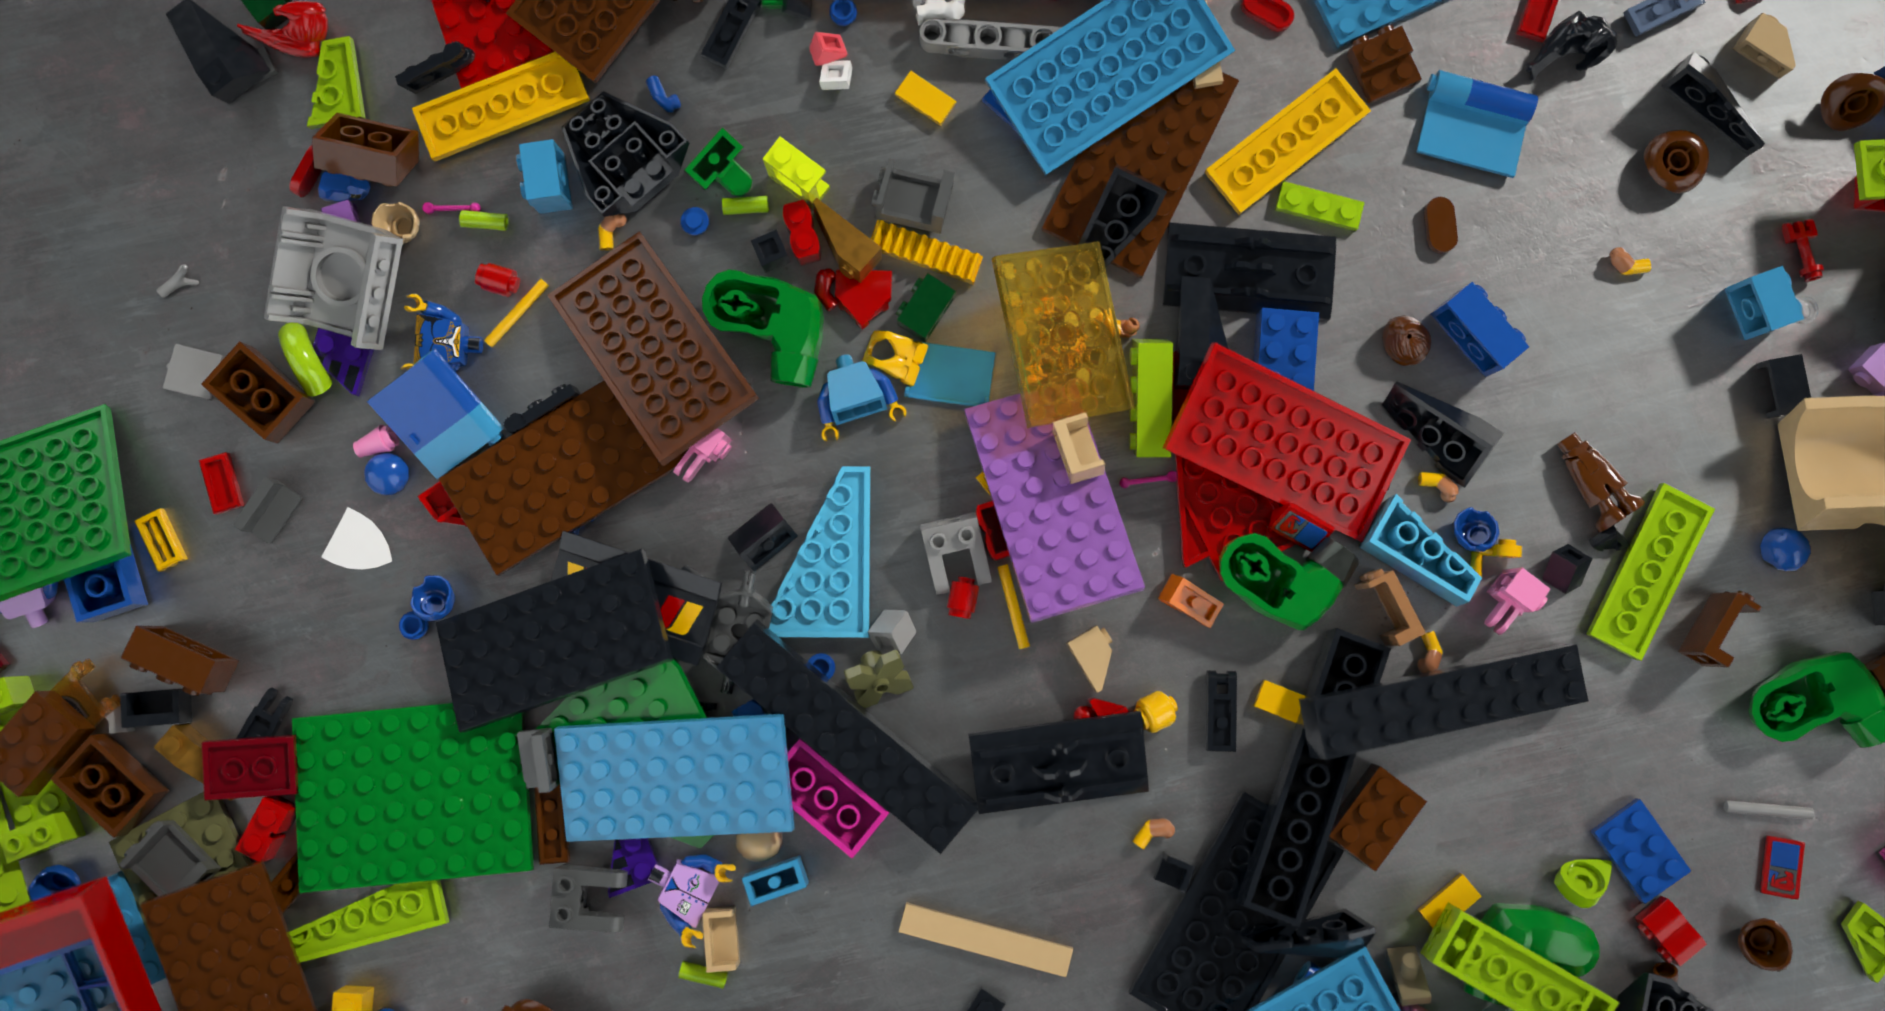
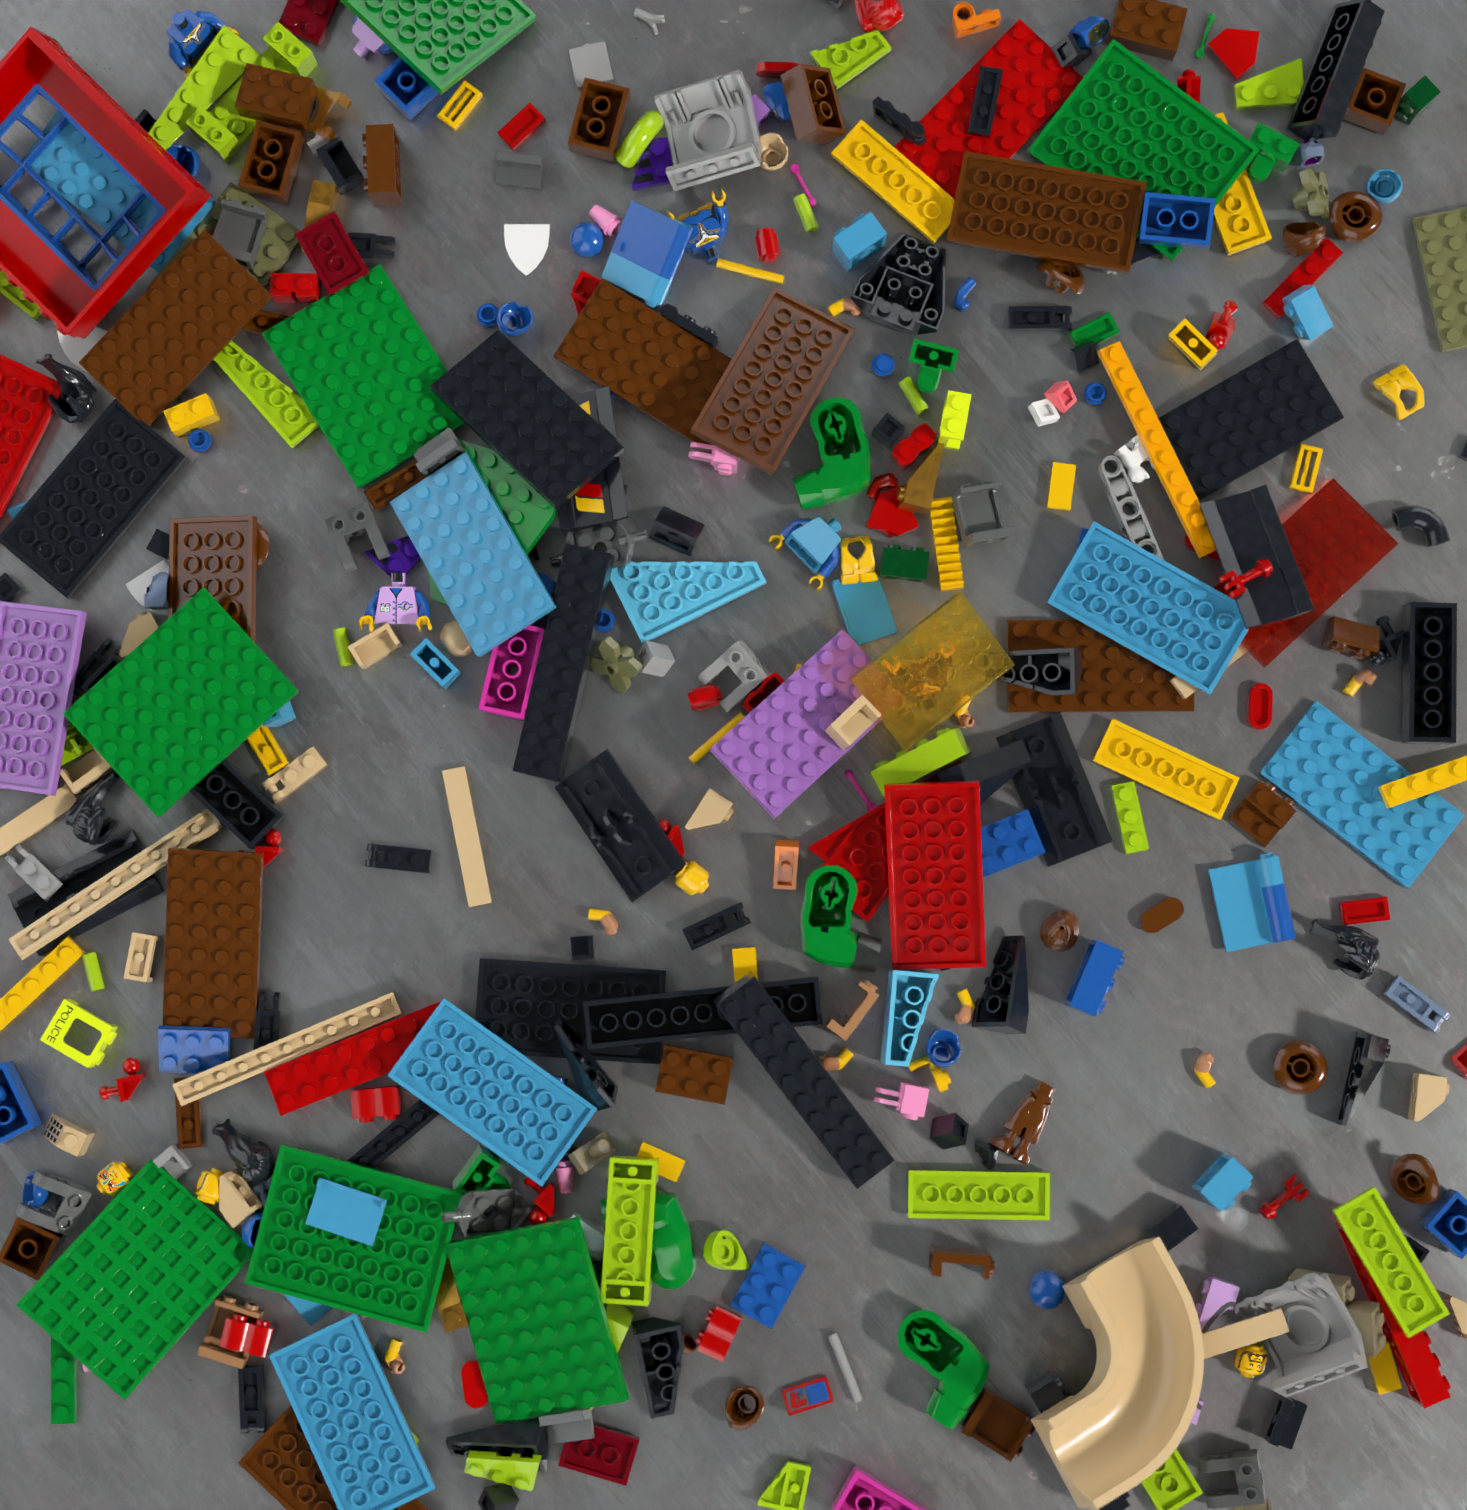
camera: 70 degrees right, 0 degrees up
(1299, 526) = (879, 915): slope -> none

